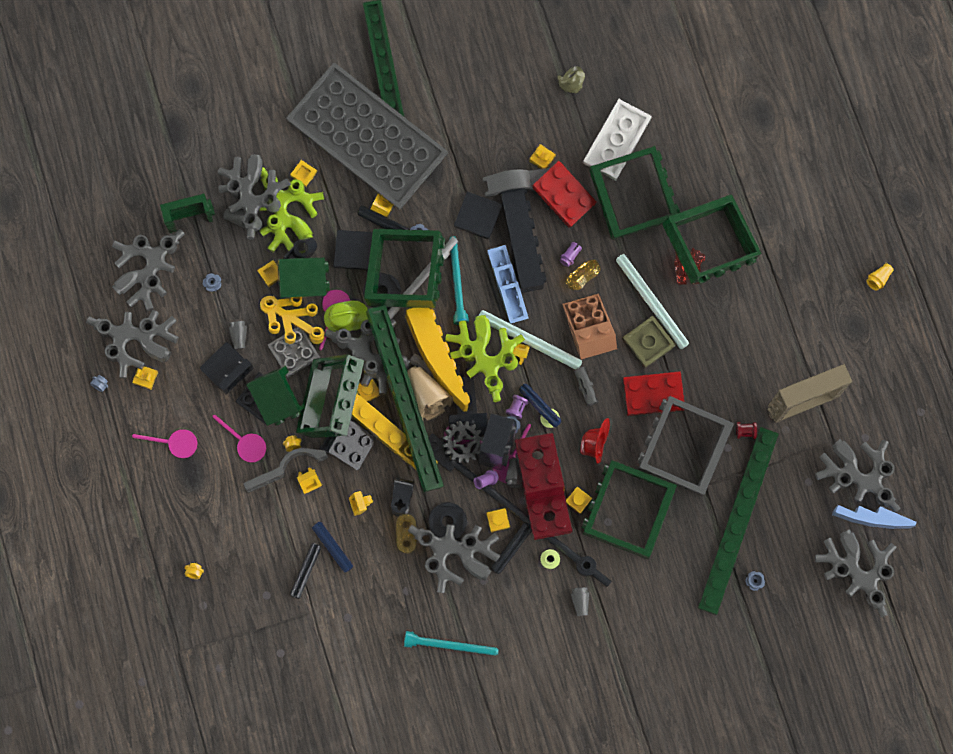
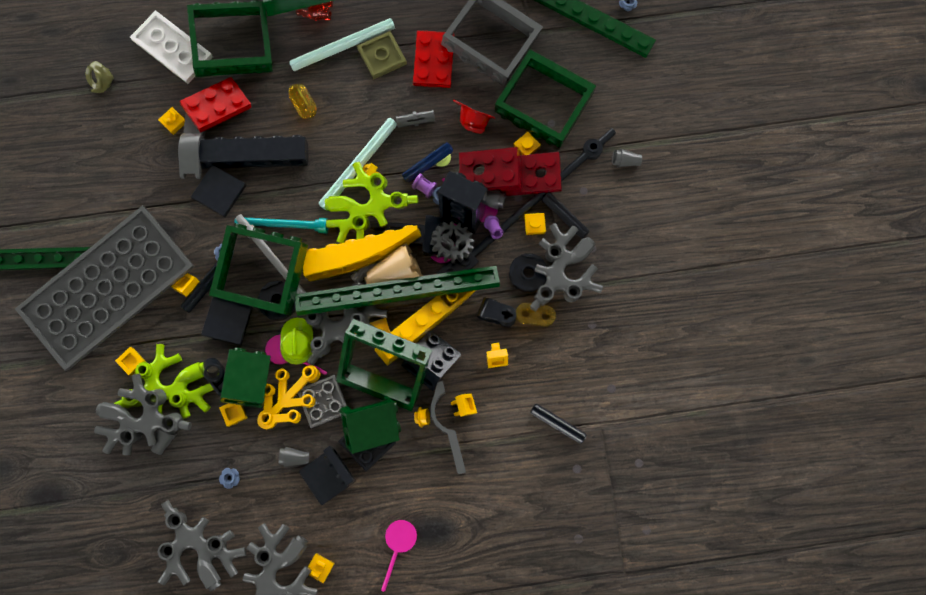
camera: 80 degrees left, 0 degrees up
(186, 208) = (139, 493): dark green panel -> none
(193, 571) = (542, 543): yellow plate -> none
(250, 447) = (417, 463): dark pink piece -> none
(332, 547) = (537, 392): dark blue axle -> none
(411, 640) = (644, 326): teal piece -> none
(507, 284) = (296, 174): light blue slope -> none
(545, 563) = (577, 184): yellowish green plate -> none
(568, 257) = (283, 114): medium lavender pin -> none
(590, 326) = (356, 103): nougat slope -> none

